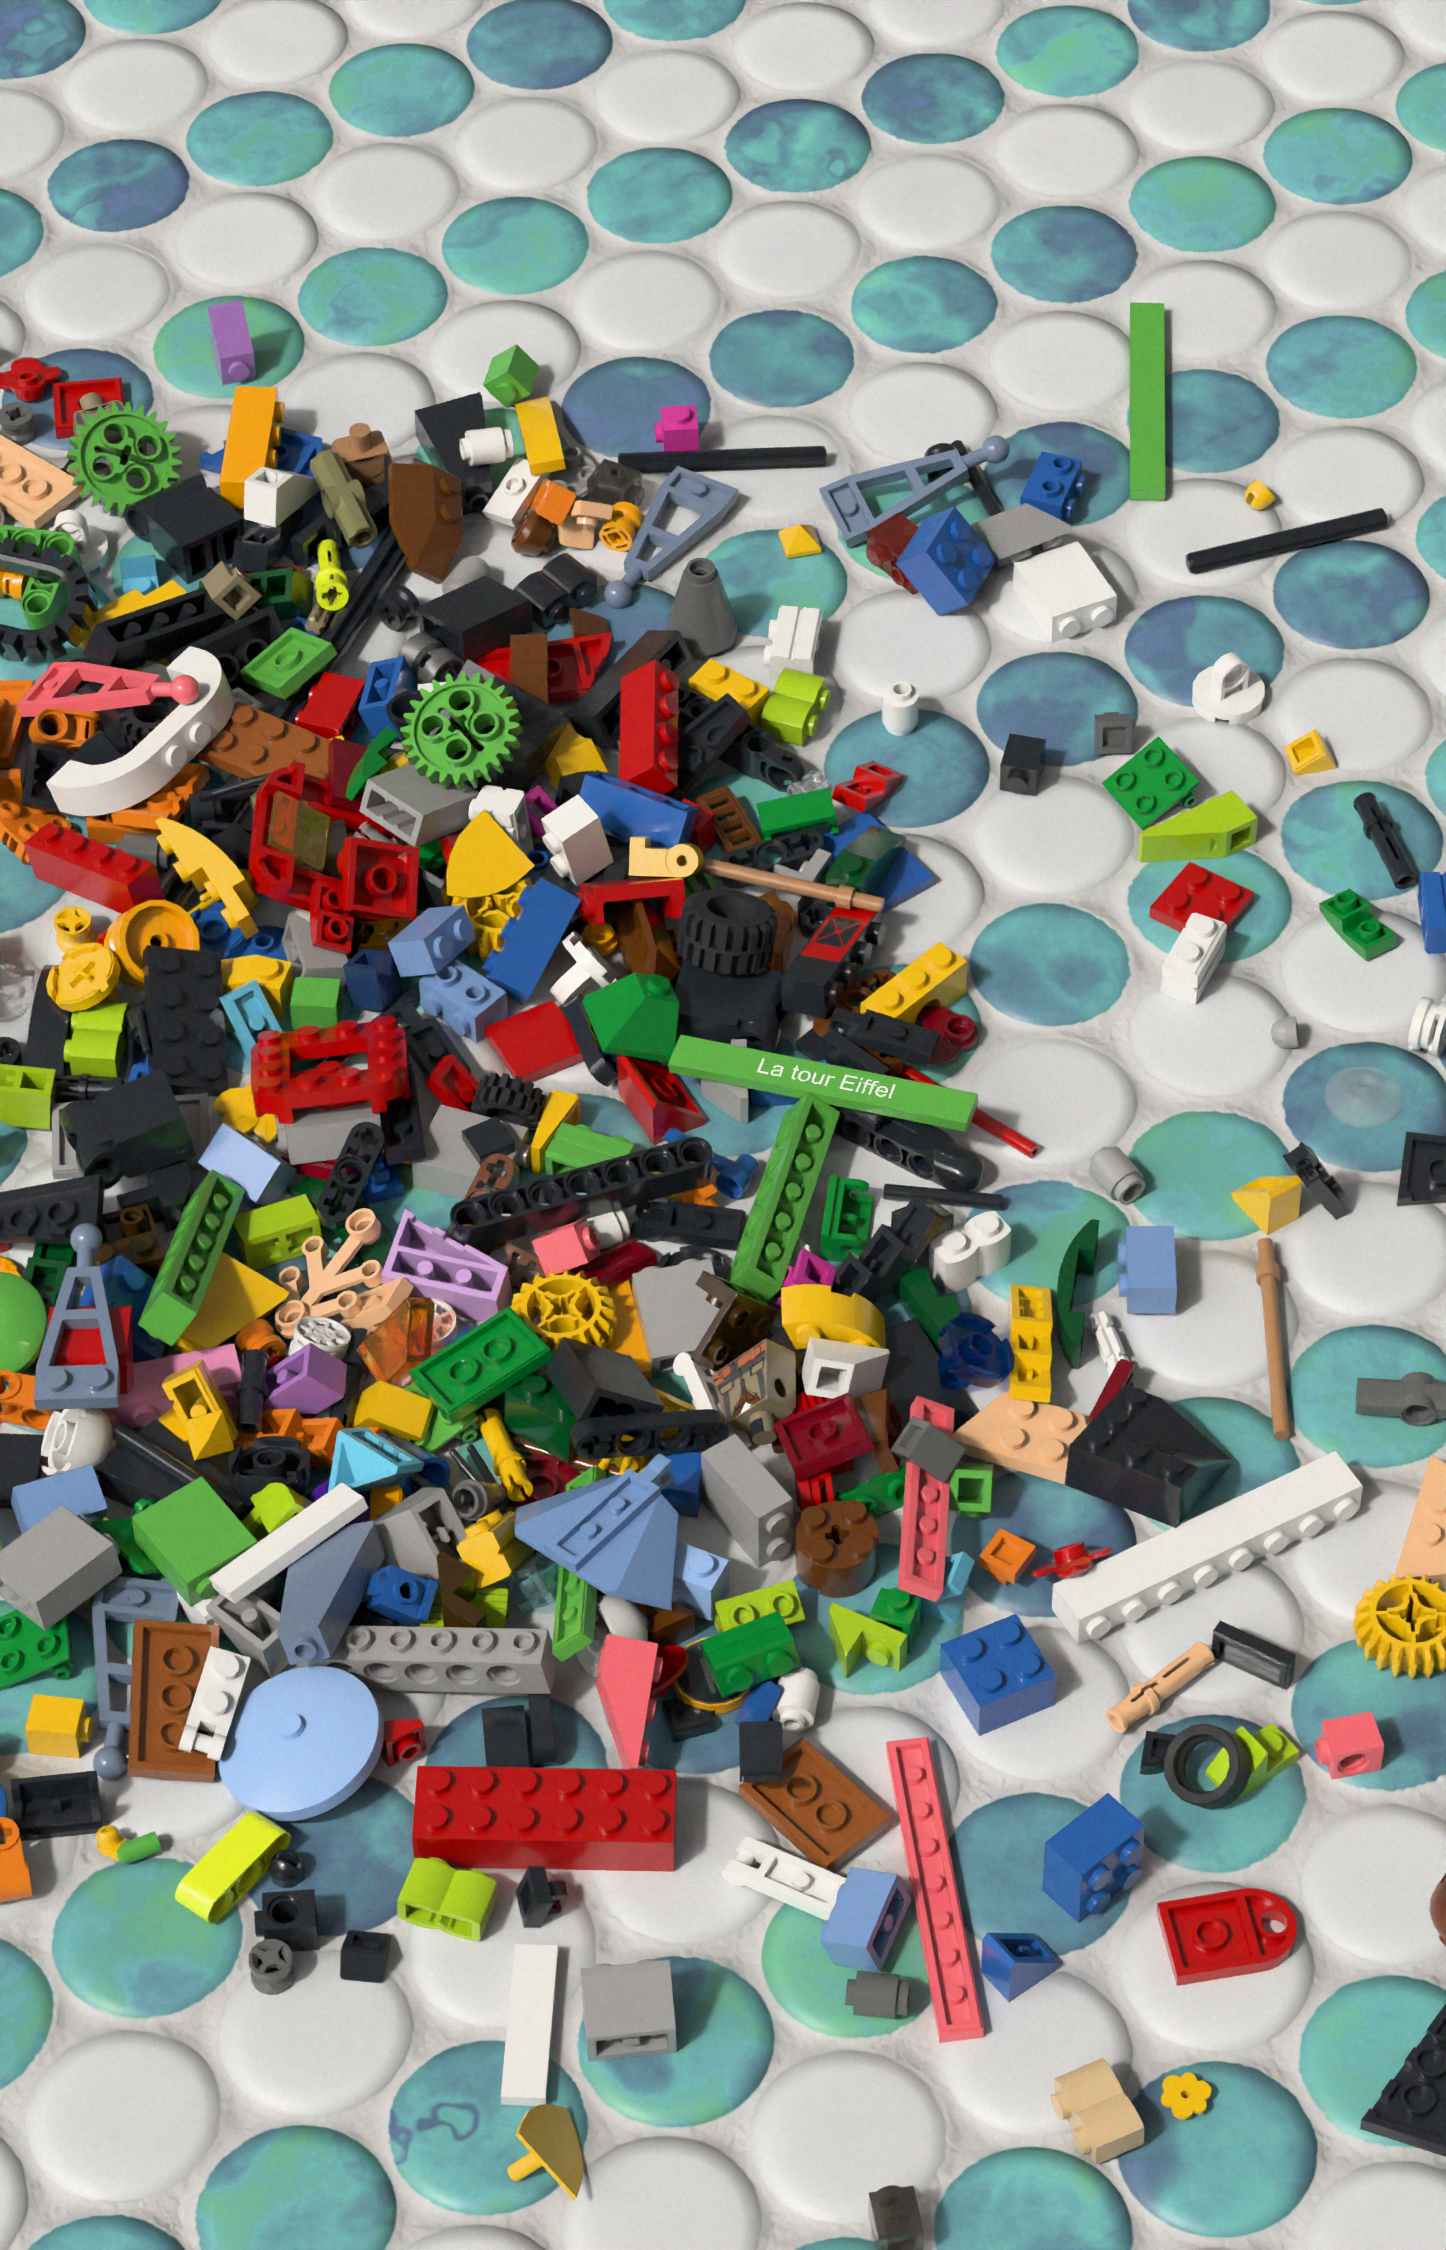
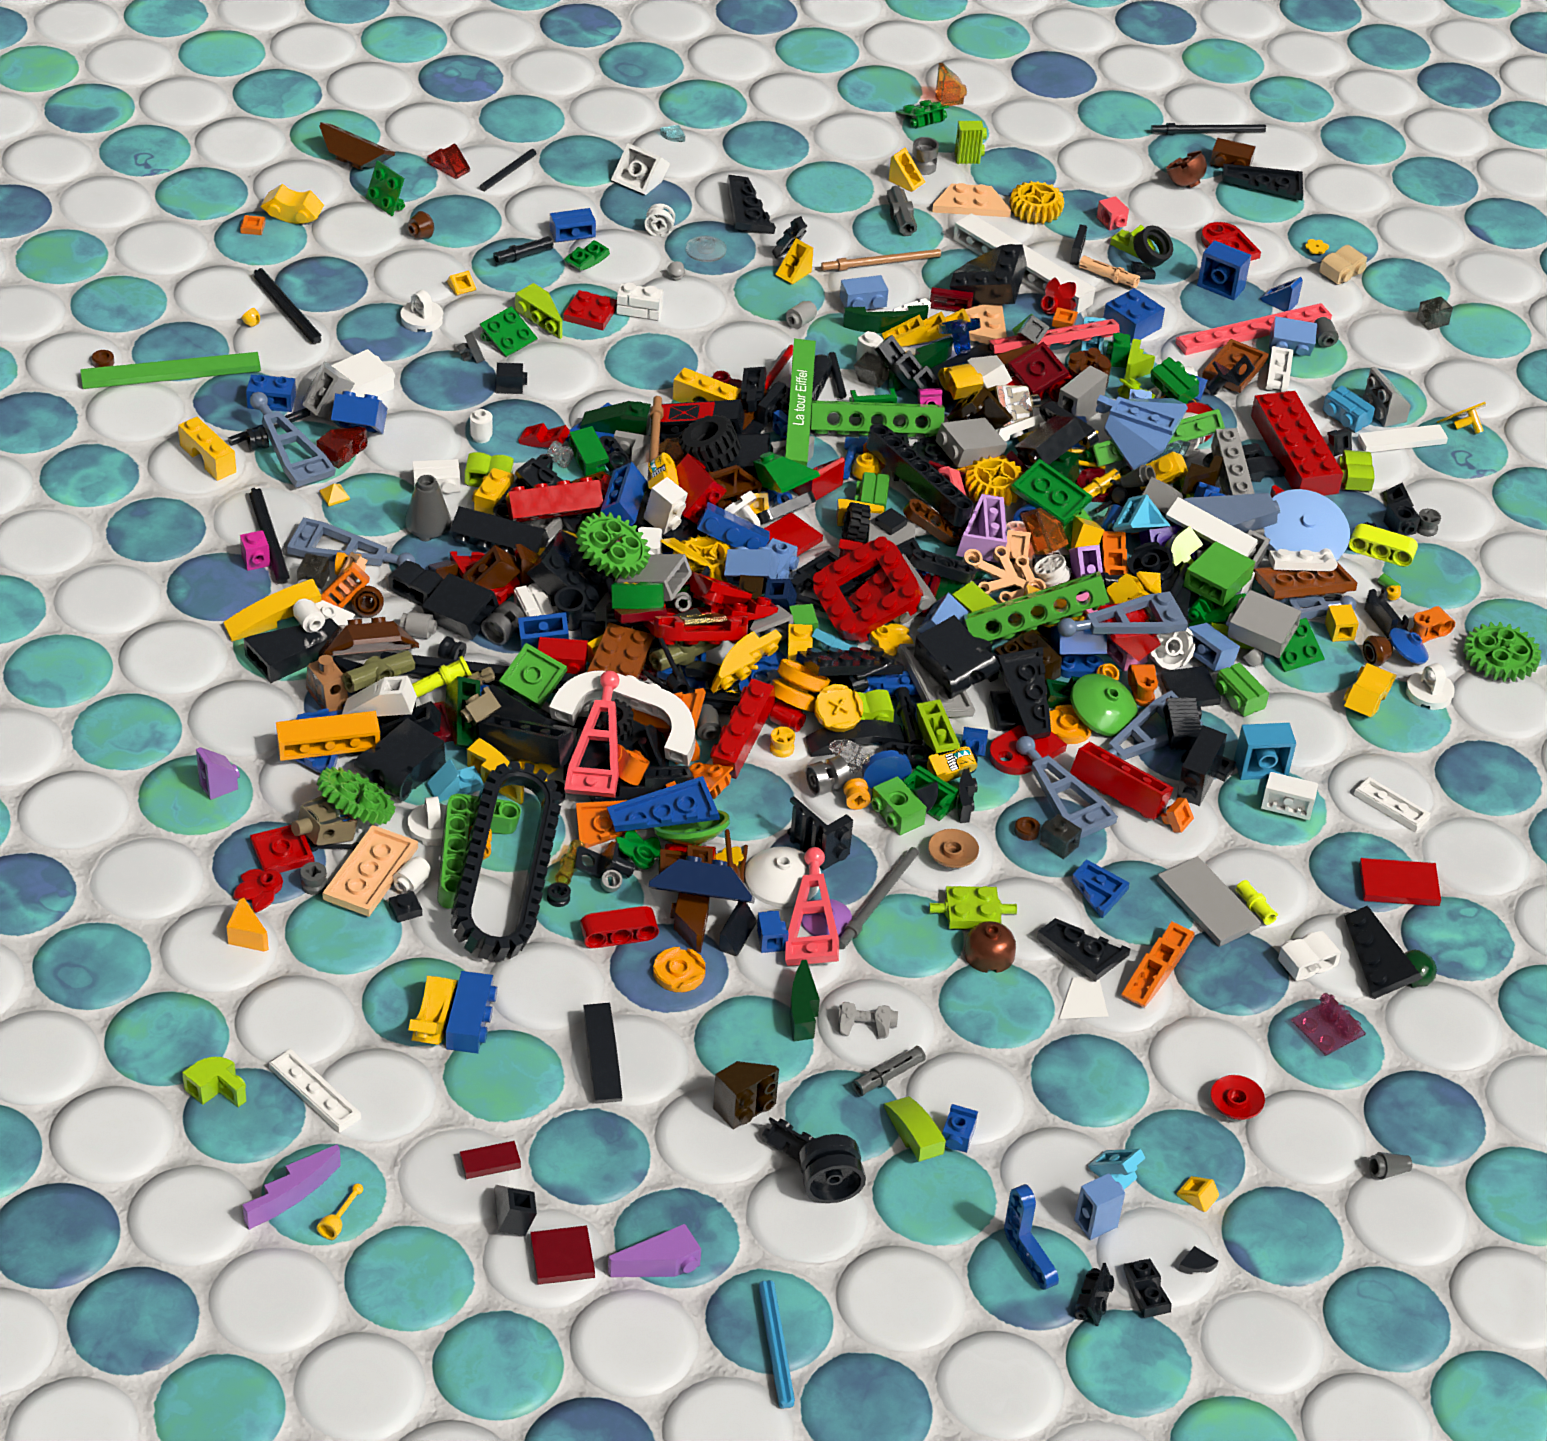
camera: 110 degrees left, 5 degrees down
(511, 376) = (217, 634): bright green brick -> none
(624, 1689) = (1233, 411): coral slope -> none
(635, 1937) = (1348, 409): none -> dark azure brick
(903, 412) = (198, 439): none -> yellow arch
(1192, 333) = (102, 358): none -> reddish brown tile

